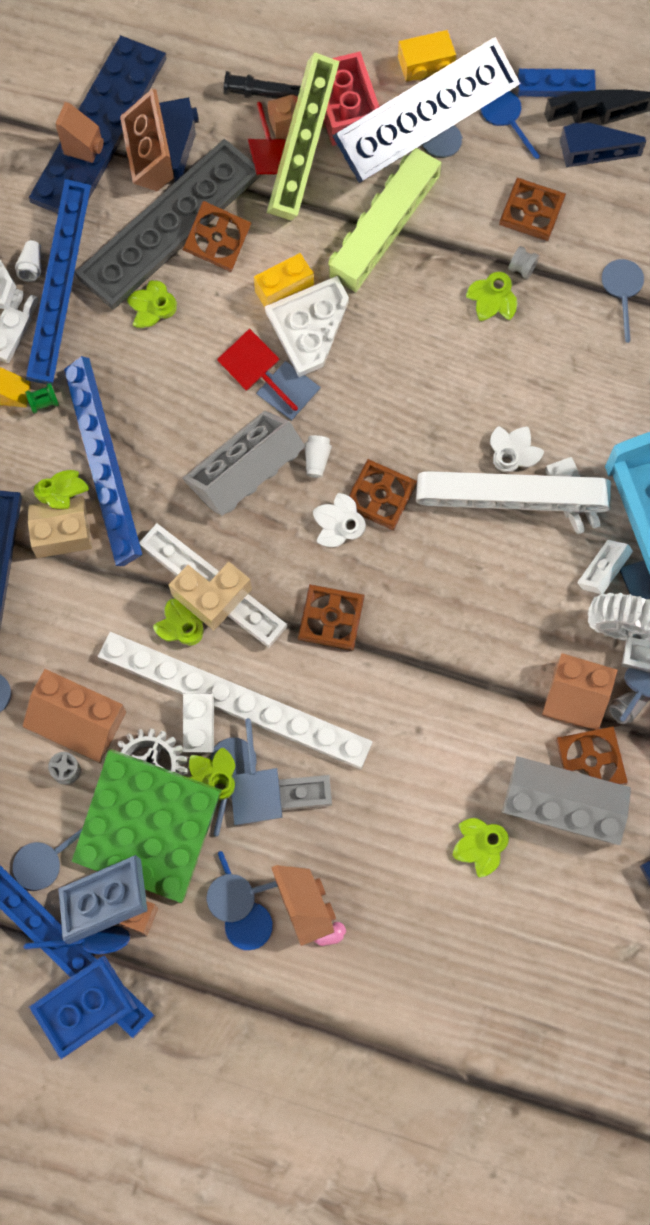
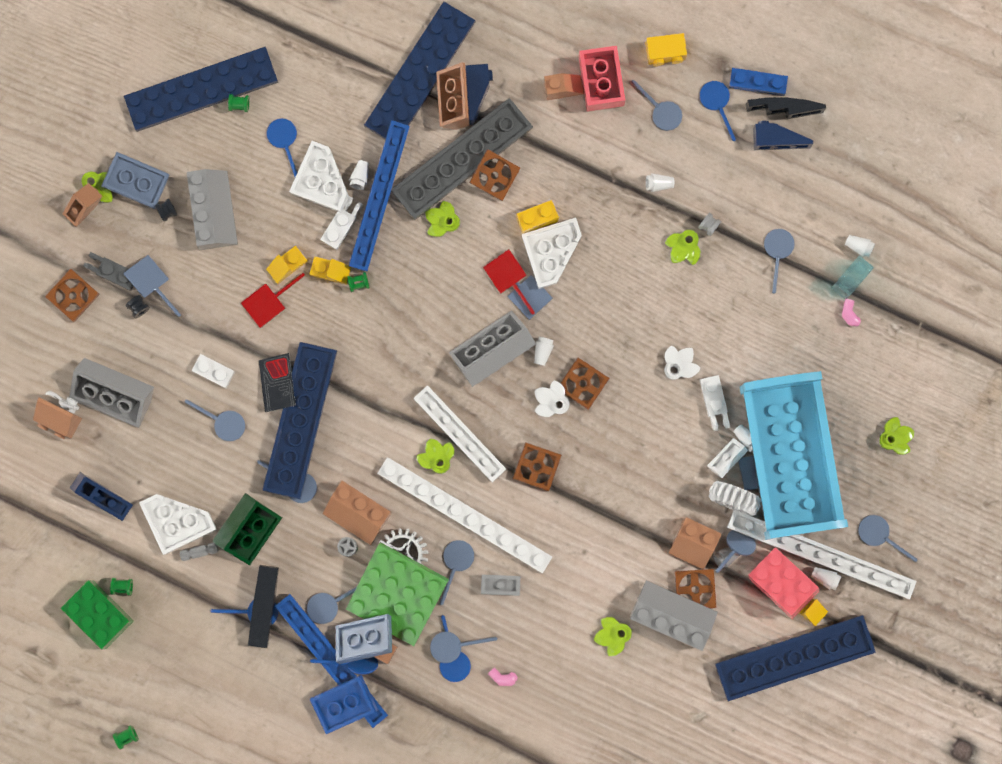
camera: 10 degrees right, 10 degrees up
(59, 489) = (366, 350): lime plate -> none
(59, 530) = (360, 376): tan slope -> none
(78, 134) = (405, 87): nougat slope -> none
(103, 462) = (395, 334): blue plate -> none
(198, 722) = (439, 528): white plate -> none
(212, 599) = (458, 448): tan brick -> none
(215, 771) = (442, 562): lime plate -> none
(249, 86) = (533, 56): black pin -> none
(257, 792) = (470, 581): sand blue piece -> none
(266, 152) = (542, 114): red piece -> none
(303, 136) = (565, 111): yellowish green brick -> none
(304, 903) = (492, 659): nougat slope -> none
(385, 219) = (616, 177): yellowish green brick -> none
(426, 110) = (658, 98): plate -> none
(444, 219) = (659, 182): none -> white cone
(514, 491) = (673, 397): white beam -> none
(526, 227) = (718, 162): dark orange piece -> none
(624, 533) = (744, 437): none -> white cone

